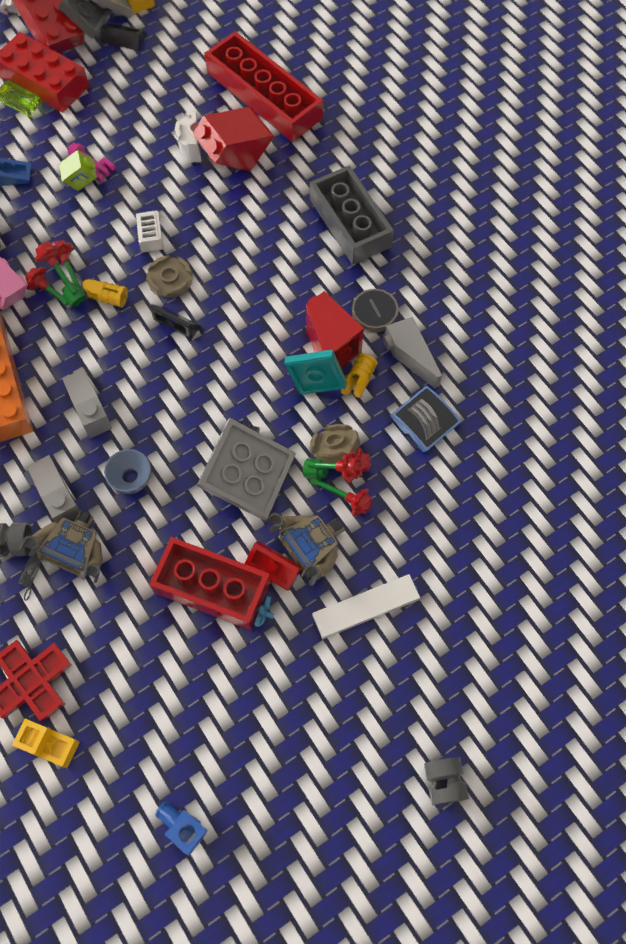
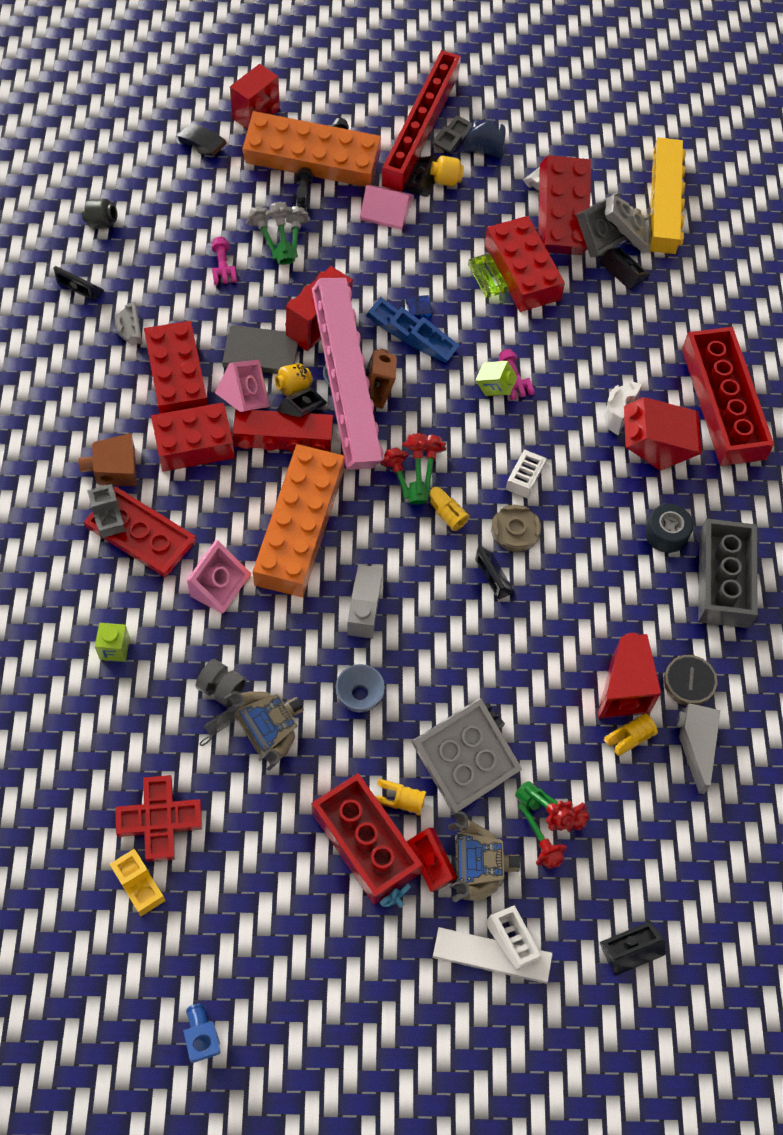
camera: 30 degrees right, 5 degrees down
(53, 490) = (285, 662): light grey slope -> none
(221, 533) = (405, 799): none -> yellow hinge
(285, 208) = (669, 528): none -> black wheel
(316, 372) = (589, 706): teal tile -> none
(334, 443) = (564, 783): dark tan tile -> none
(370, 571) = (517, 925): none -> white slope
(425, 418) = (668, 816): slope -> none
(464, 530) = (633, 948): none -> black slope

